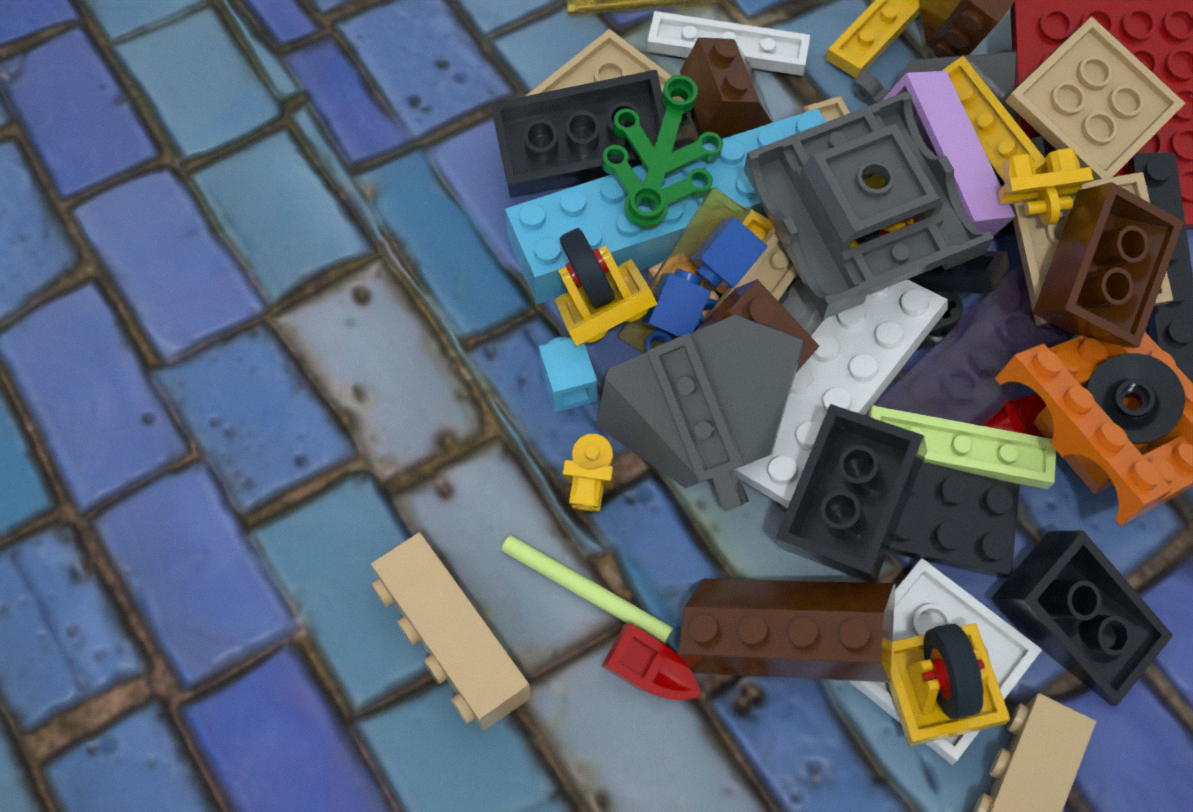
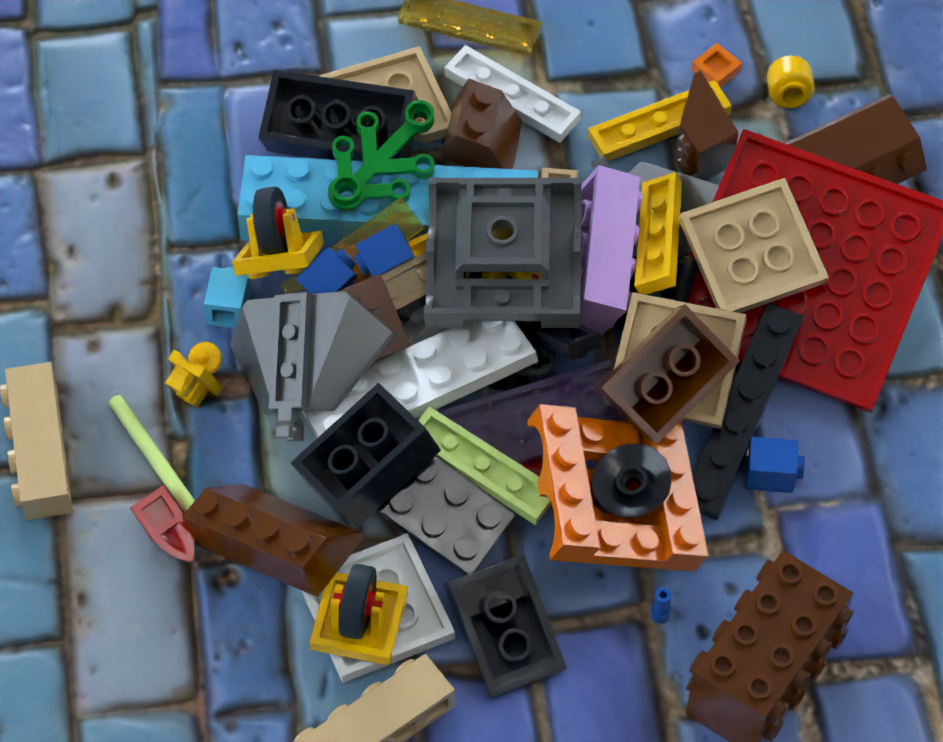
camera: 25 degrees right, 5 degrees down
(1047, 189) = (651, 297): yellow hips -> none

